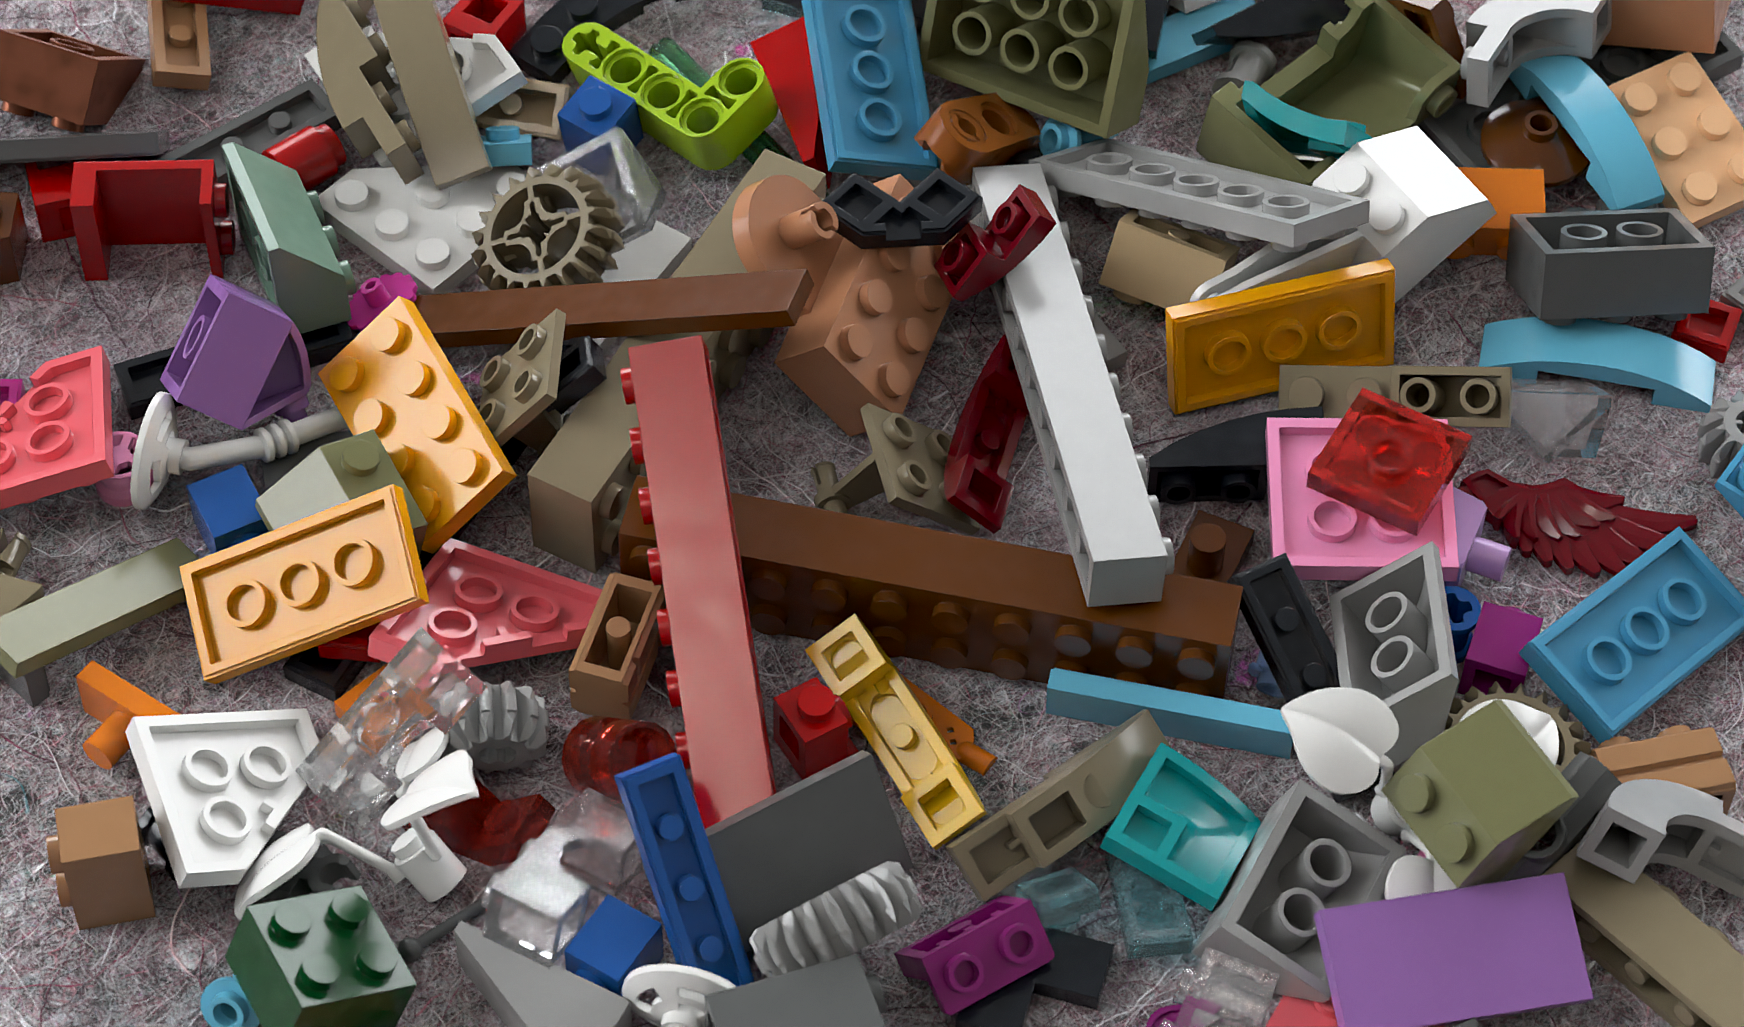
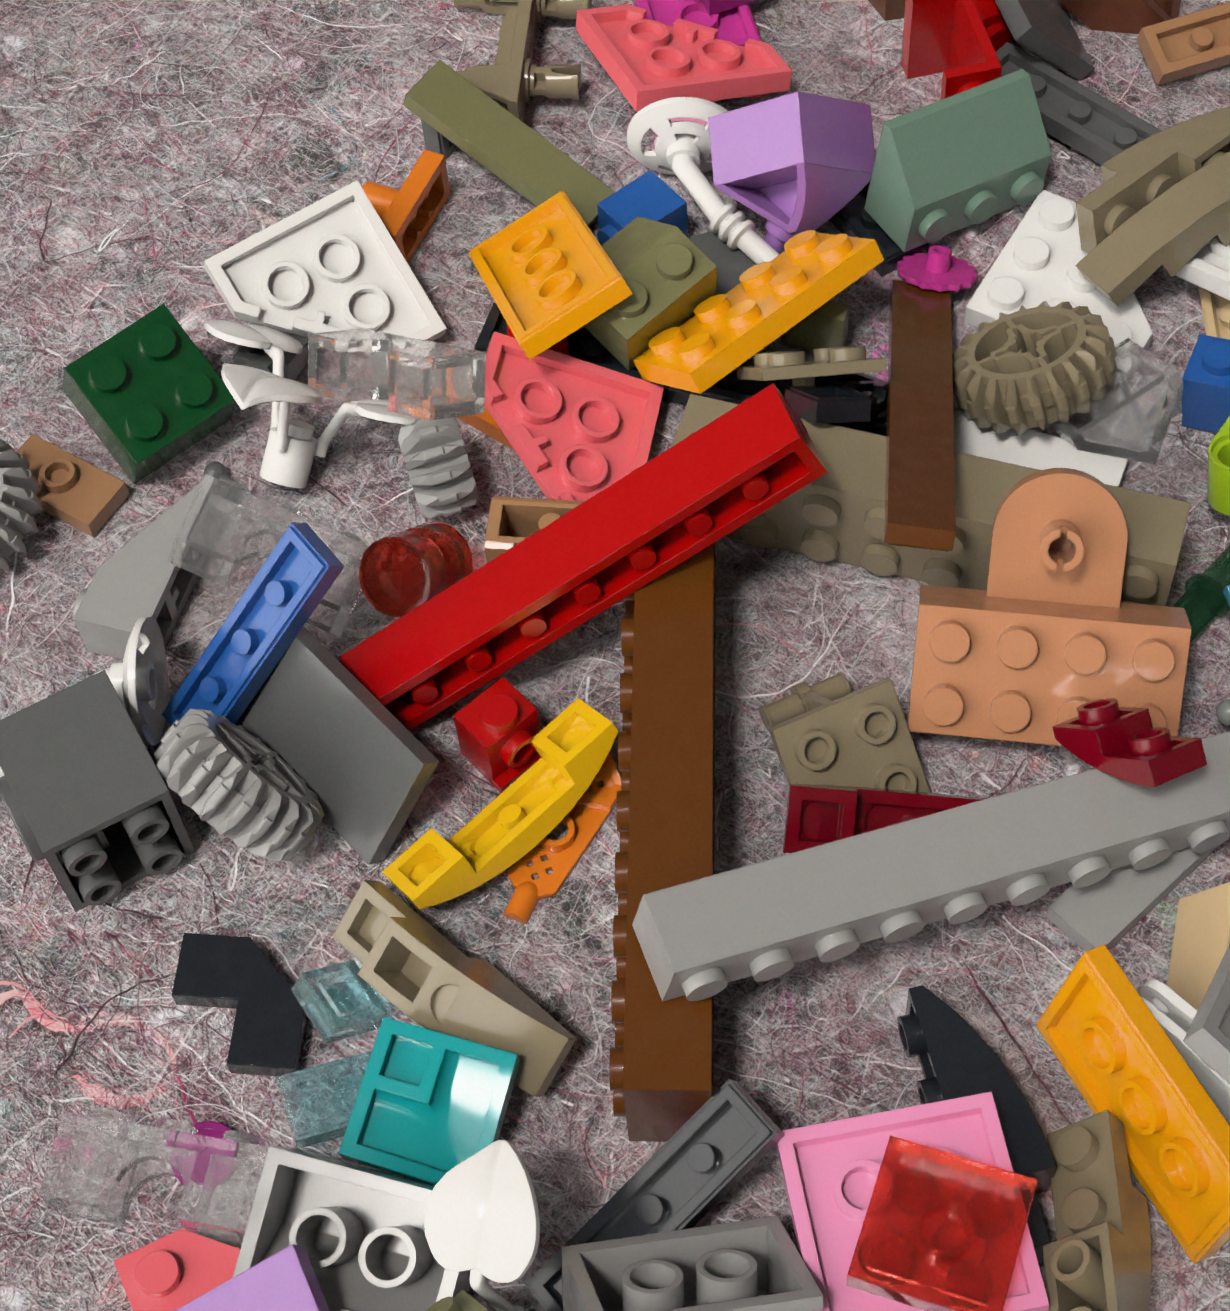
camera: 85 degrees right, 5 degrees up
(101, 863) = (228, 199): medium nougat brick -> none
(311, 152) = (1077, 162): red brick -> none
(490, 828) = (355, 483): clear red slope -> none
(507, 146) = (1163, 318): medium azure plate -> none
(614, 944) = (198, 612): blue brick -> none
(923, 218) = (1125, 659): black tile -> none
(978, 952) = (258, 932): magenta bracket -> none
(1174, 711) = (593, 1116): medium azure tile -> none
(1213, 548) = (813, 1082): reddish brown tile -> none

